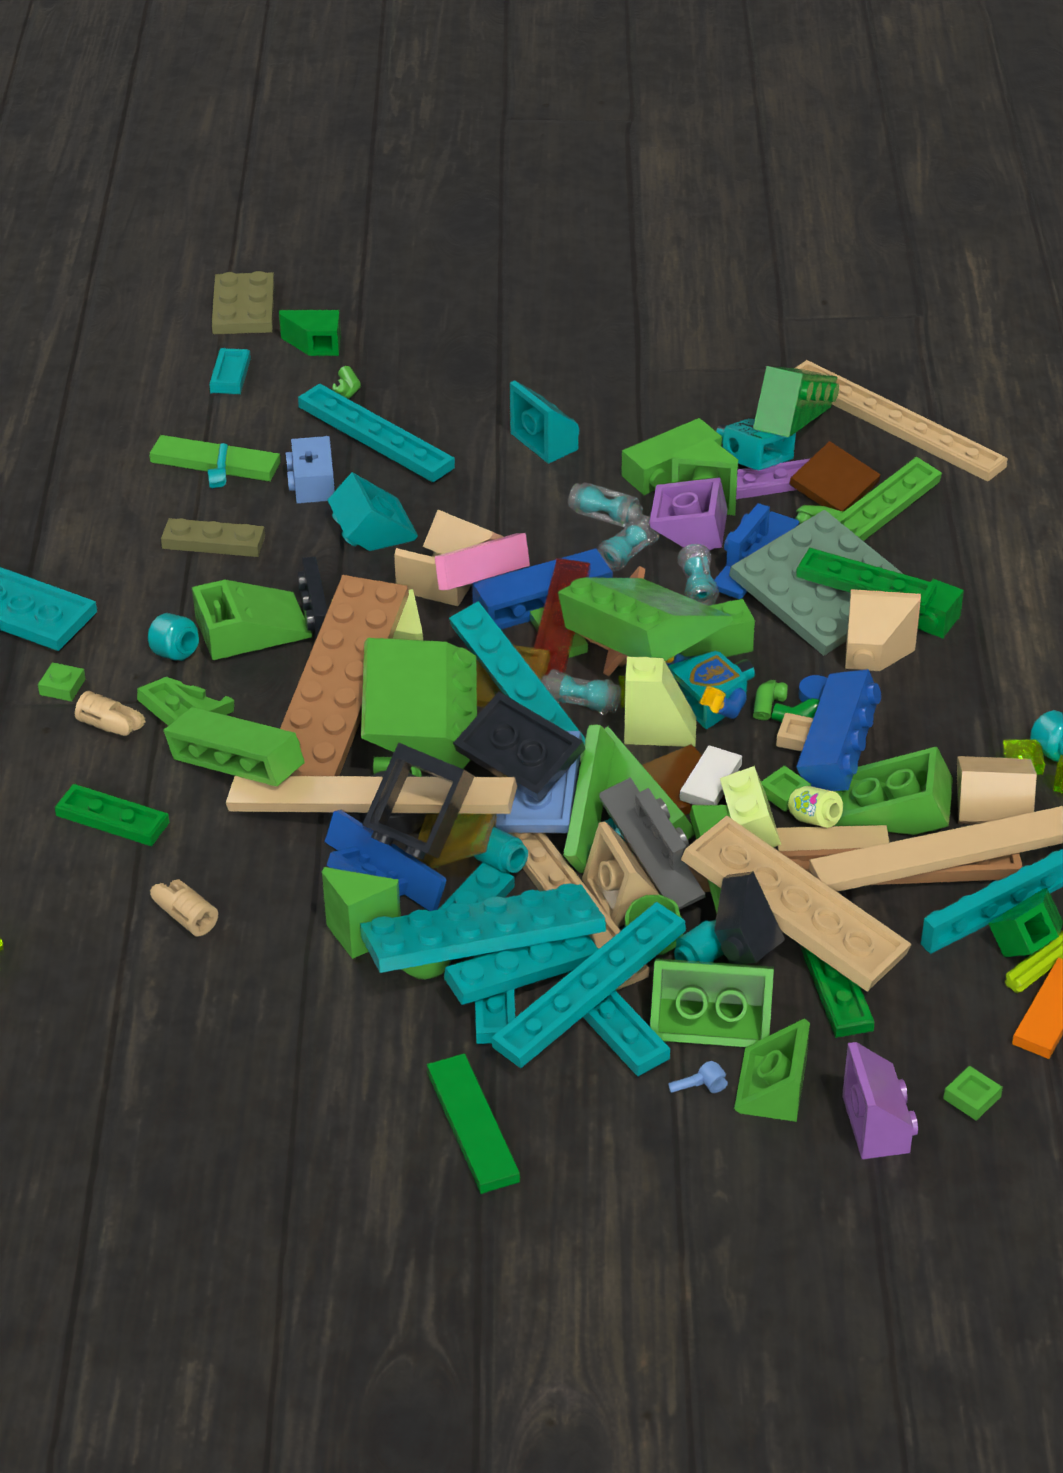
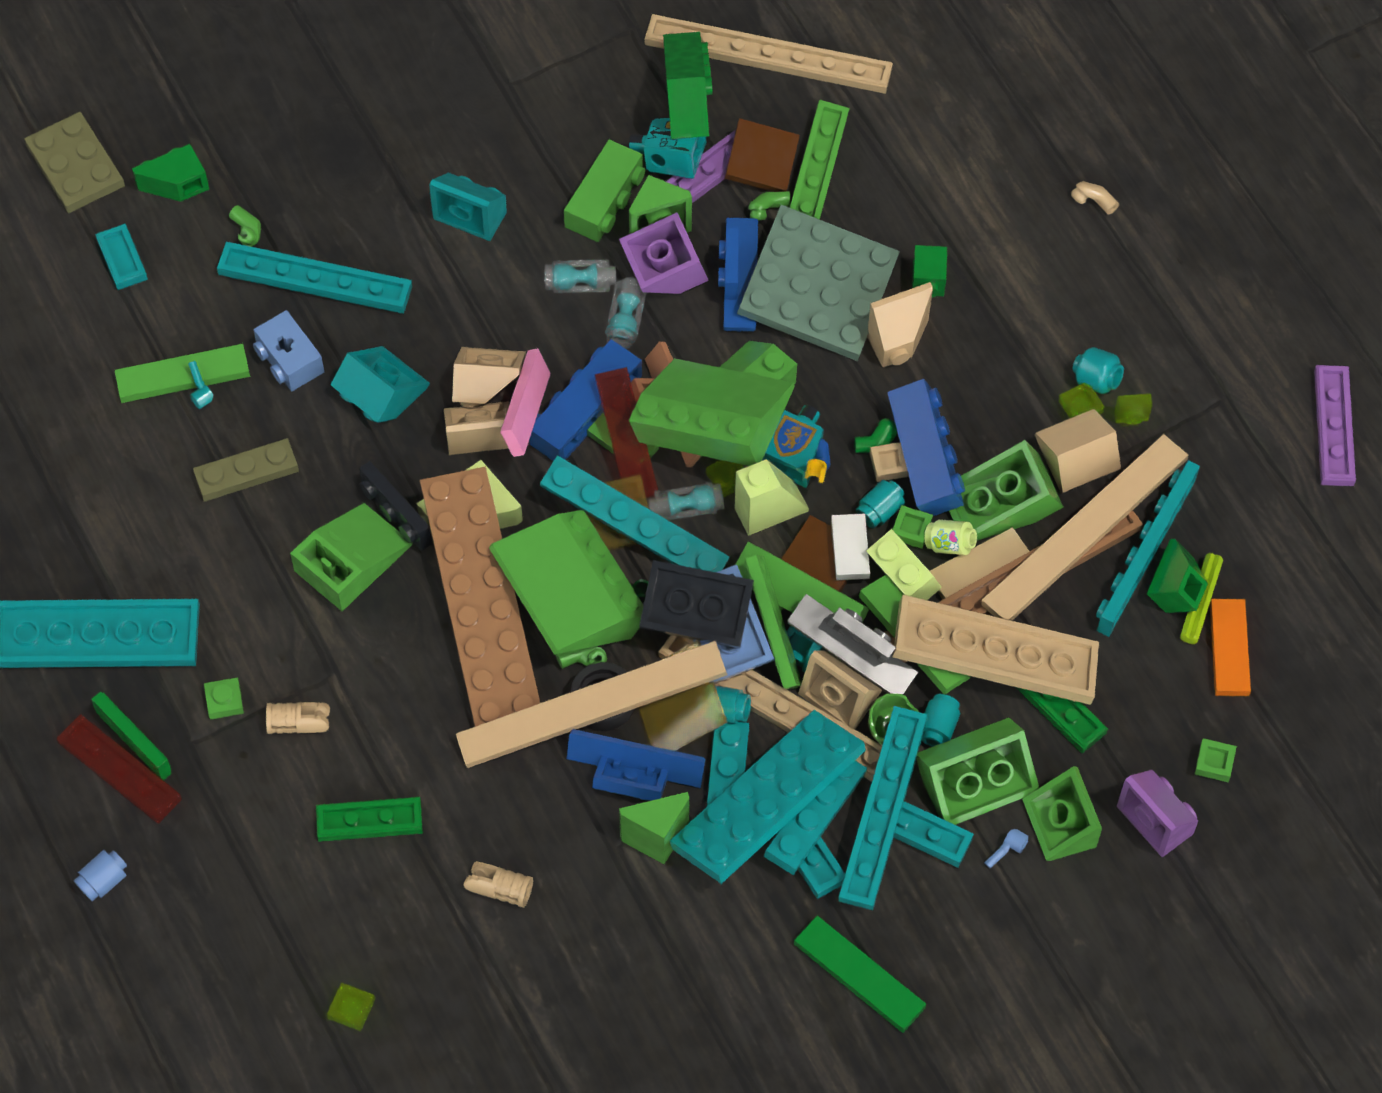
camera: 30 degrees left, 20 degrees up
(172, 698) = (351, 675): bright green wing -> none
(173, 636) = (295, 605): teal head -> none
(234, 746) = (441, 706): bright green brick -> none
(390, 788) = (652, 670): black window -> none
(695, 563) = (717, 335): clear piece -> none
(745, 920) = (973, 691): black slope -> none
(765, 697) = (840, 433): bright green arm -> none
(767, 757) = (881, 503): none -> teal brick
(812, 687) = (875, 406): blue tile -> none
(851, 574) = (863, 275): green tile -> none

